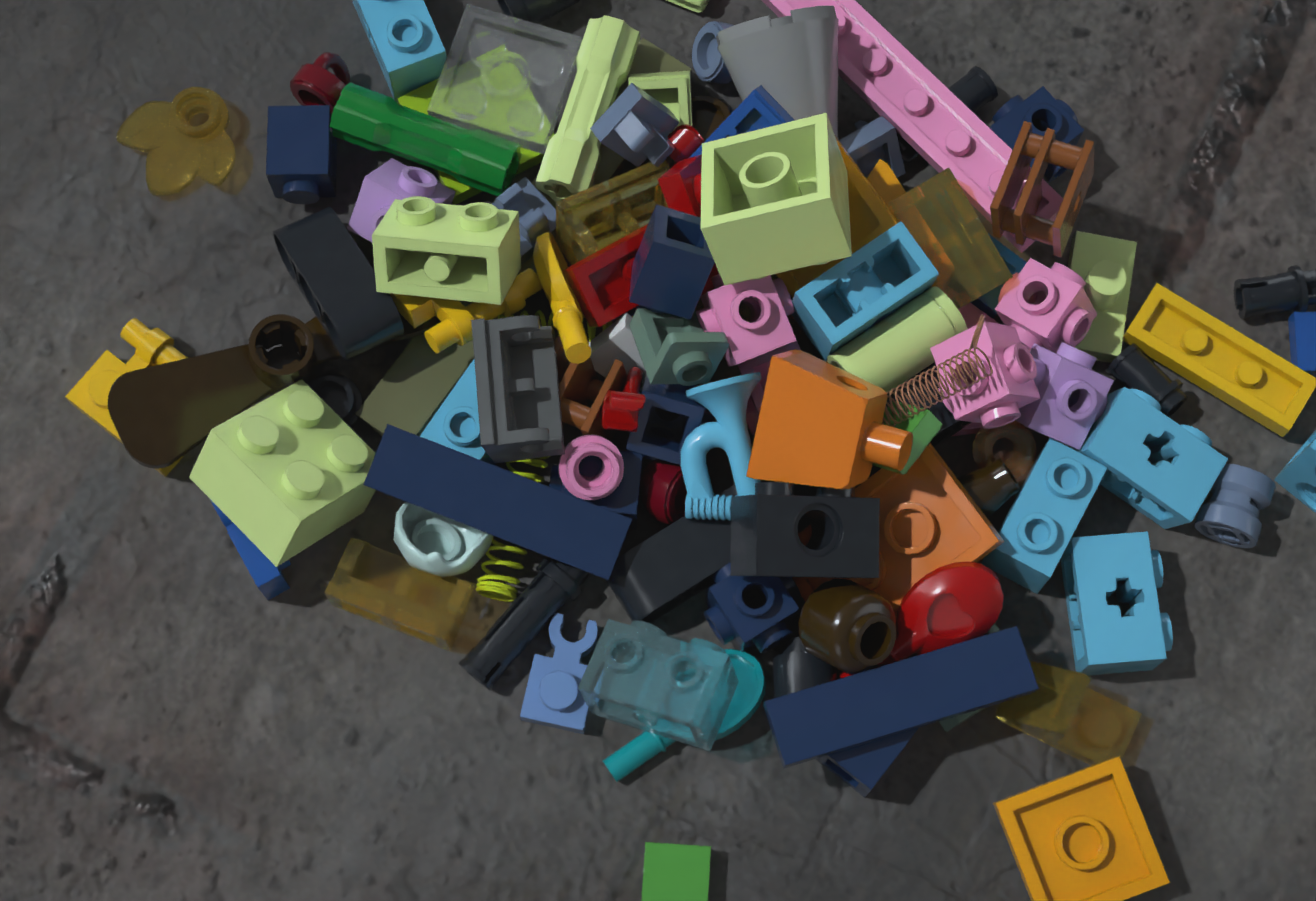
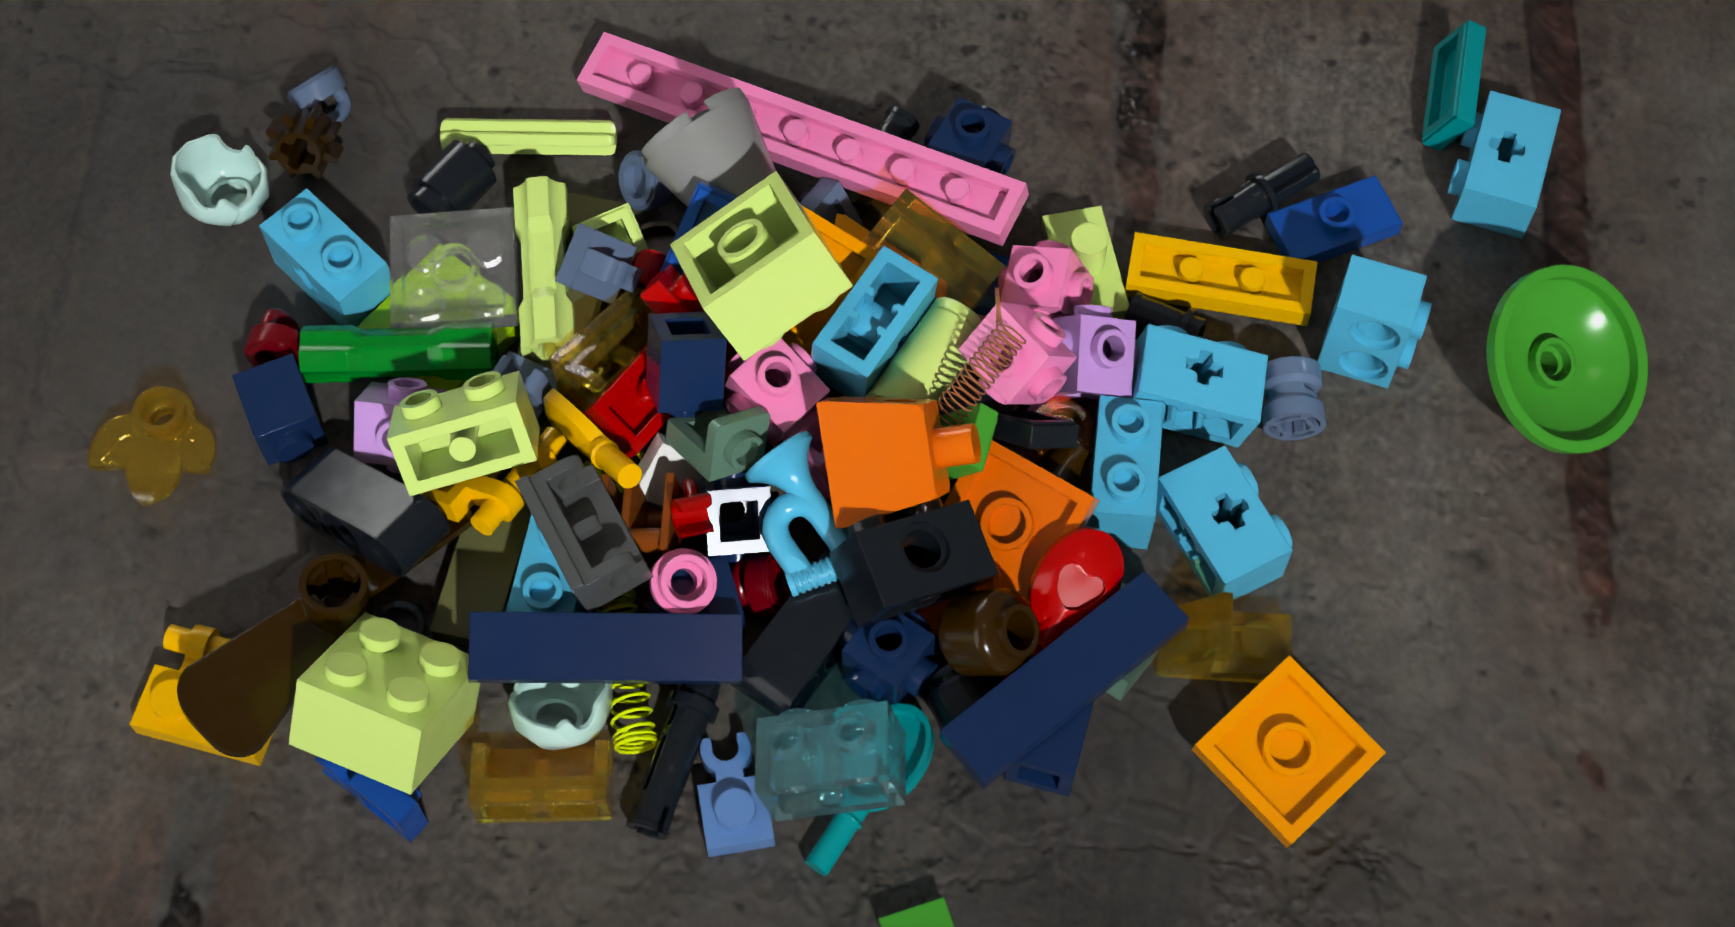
camera: 20 degrees left, 10 degrees down
(972, 449) = (1035, 430): none -> black tile
(1022, 219) = (994, 211): dark orange piece -> none

